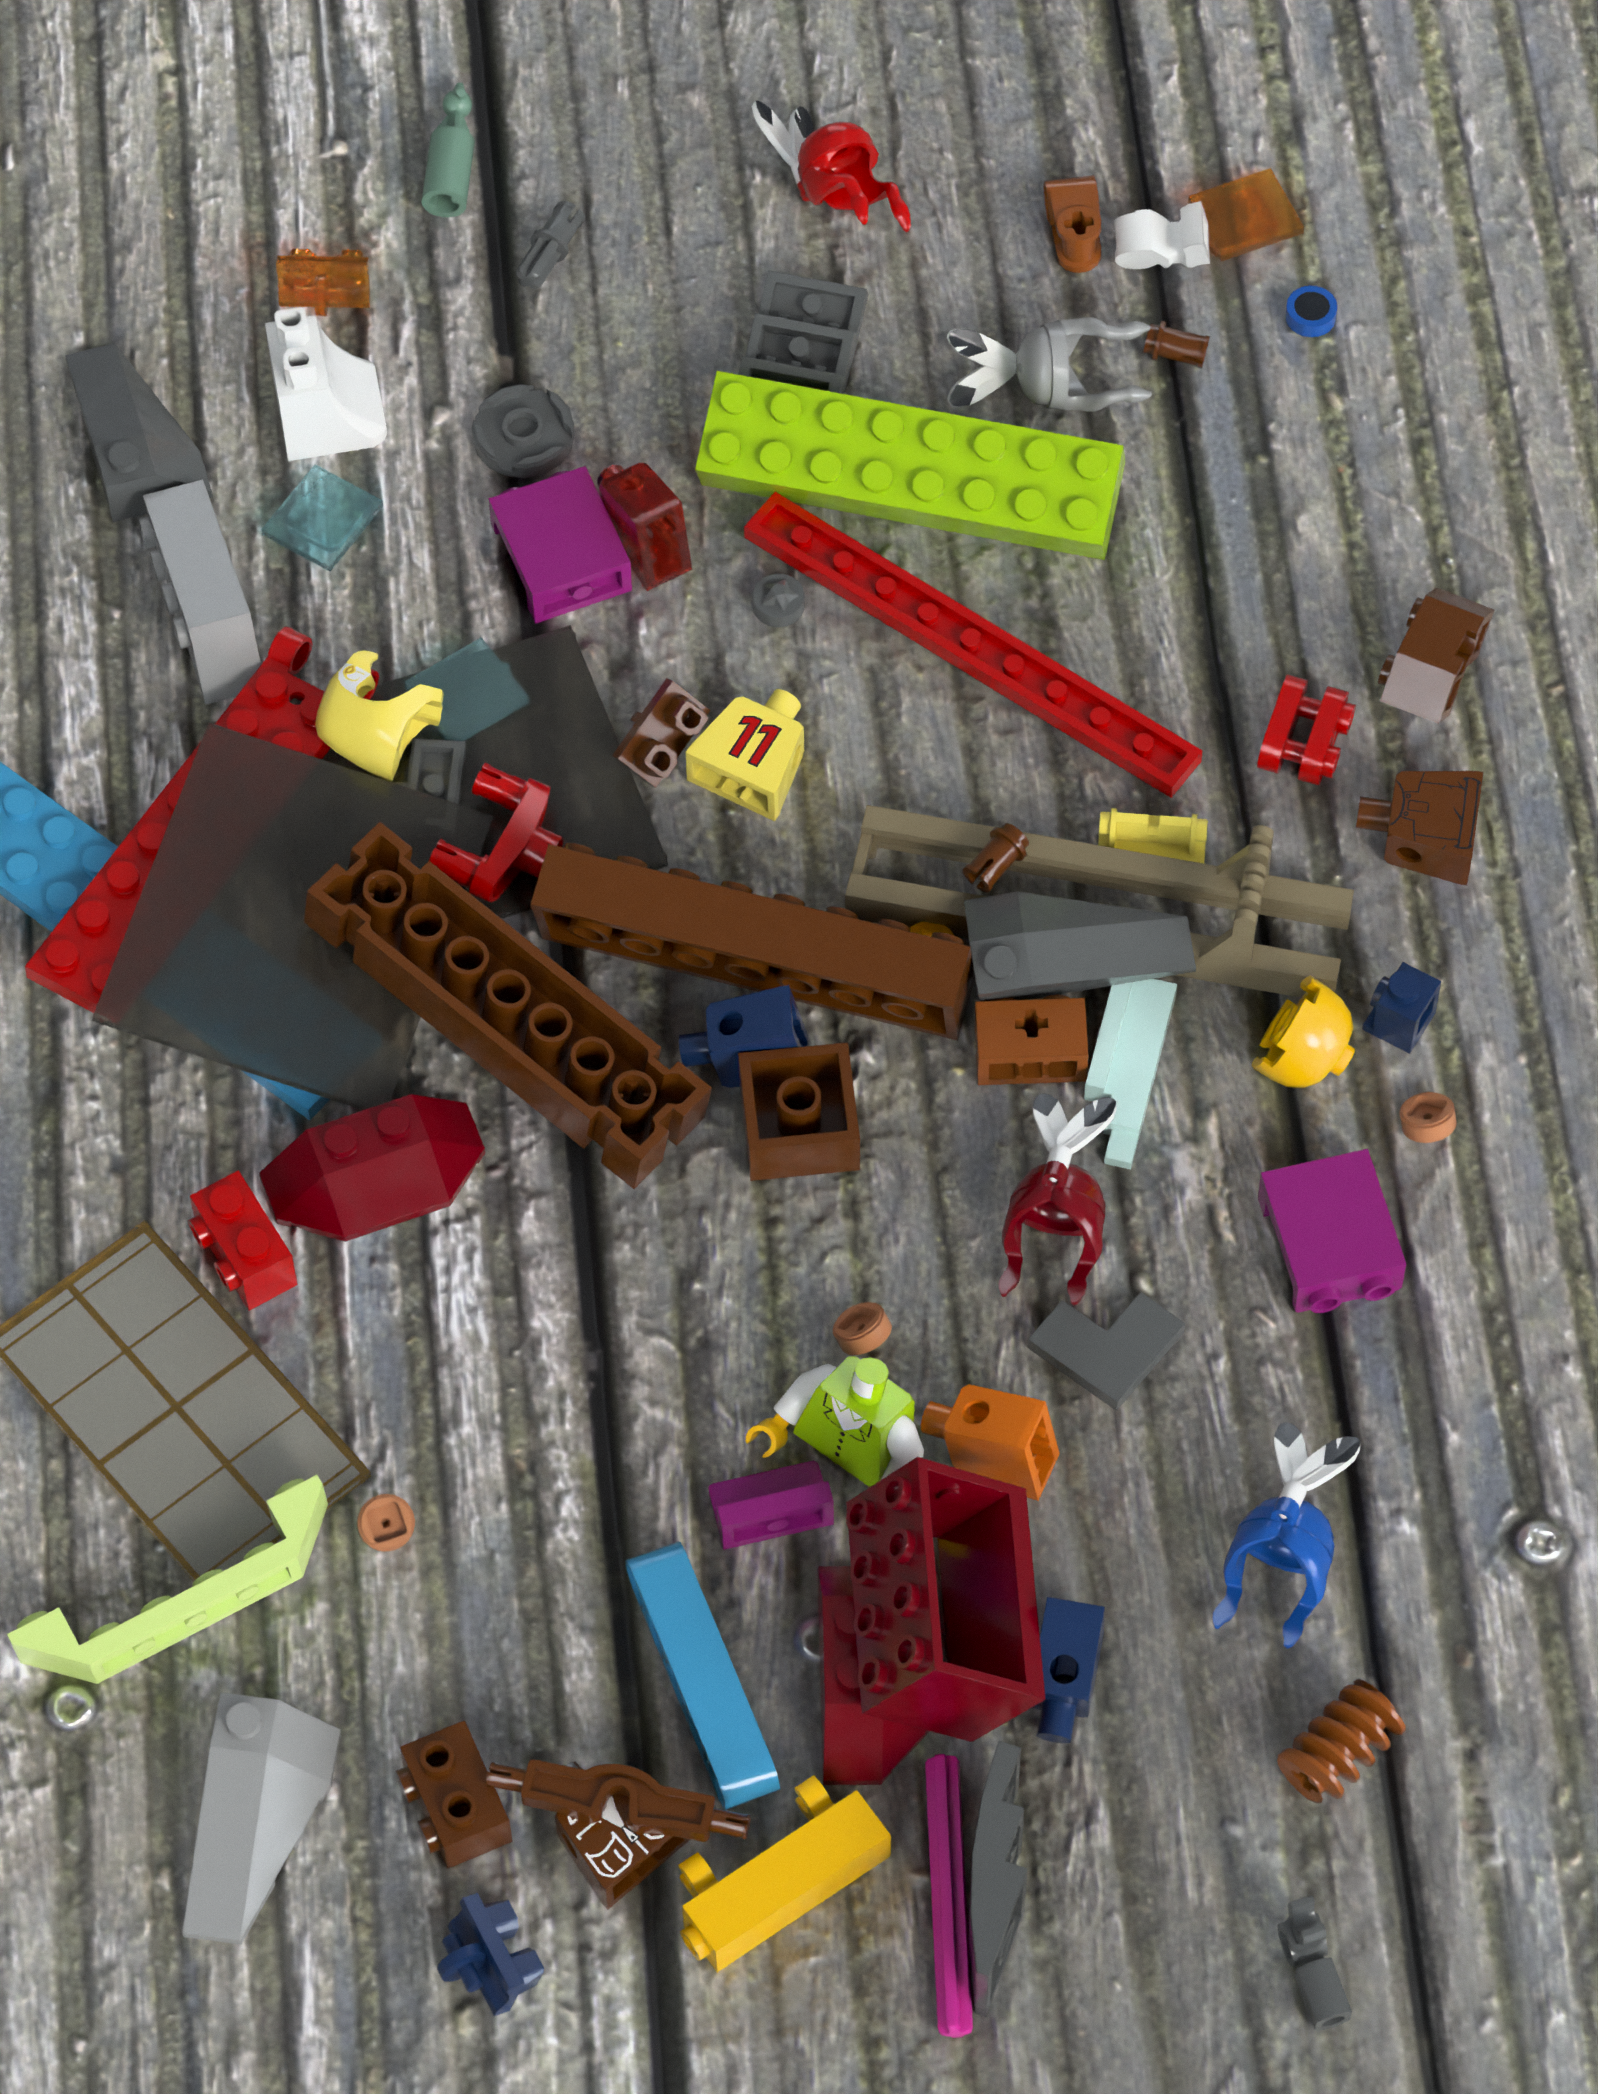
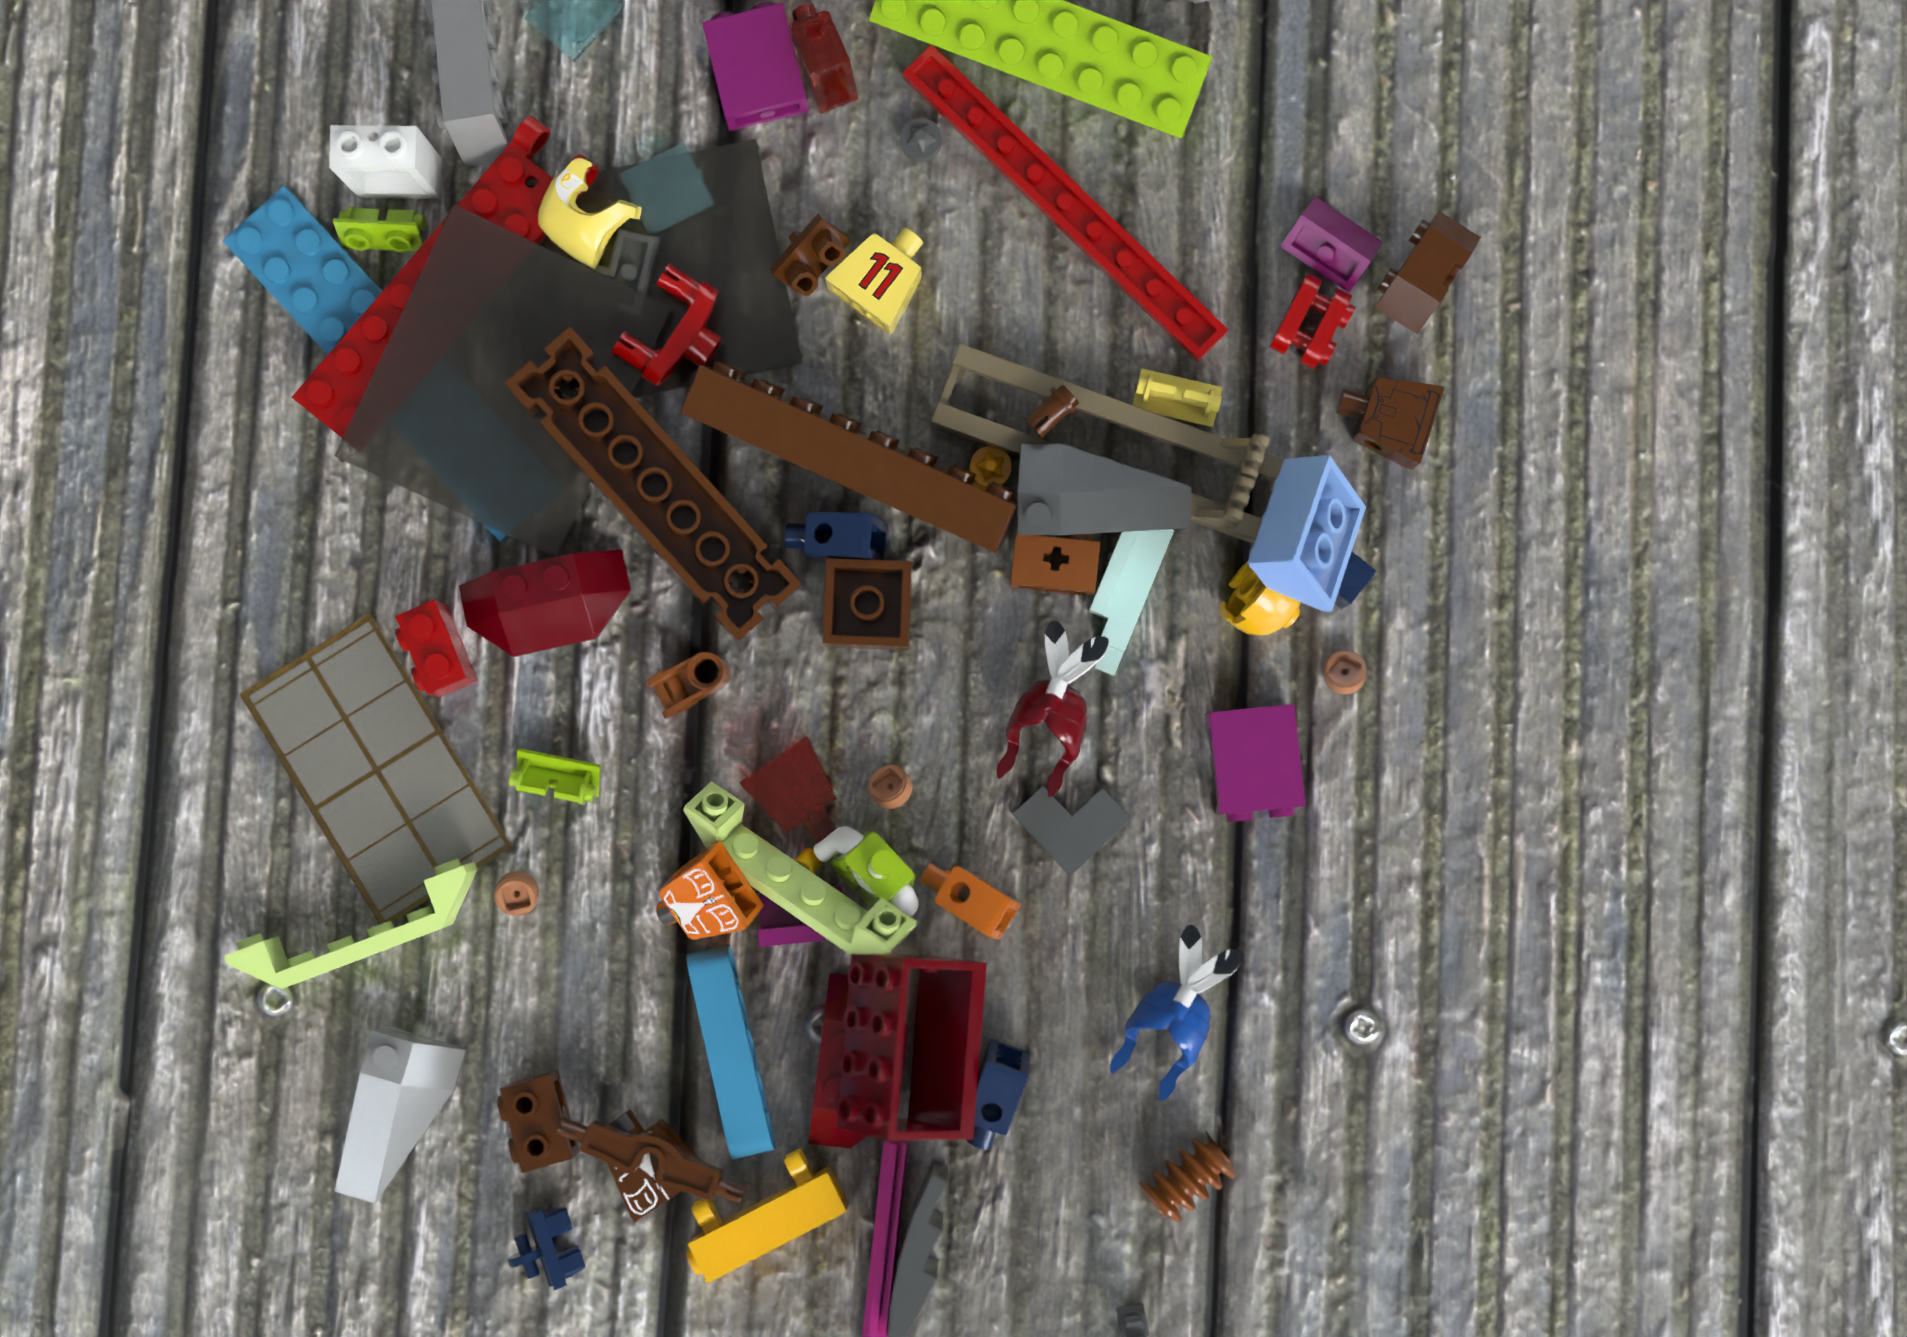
camera: 10 degrees right, 25 degrees up
(108, 784) = (364, 230): none -> lime hinge
(116, 719) = (391, 167): none -> white window
(420, 1370) = (570, 777): none -> lime hinge
(571, 1245) = (681, 684): none -> dark orange piece
(641, 1474) = (708, 896): none -> orange torso
(645, 1391) = (839, 919): none -> yellowish green slope
(735, 1344) = (795, 790): none -> clear red torso
(1311, 646) = (1332, 244): none -> magenta panel
(1343, 935) = (1307, 532): none -> light blue slope

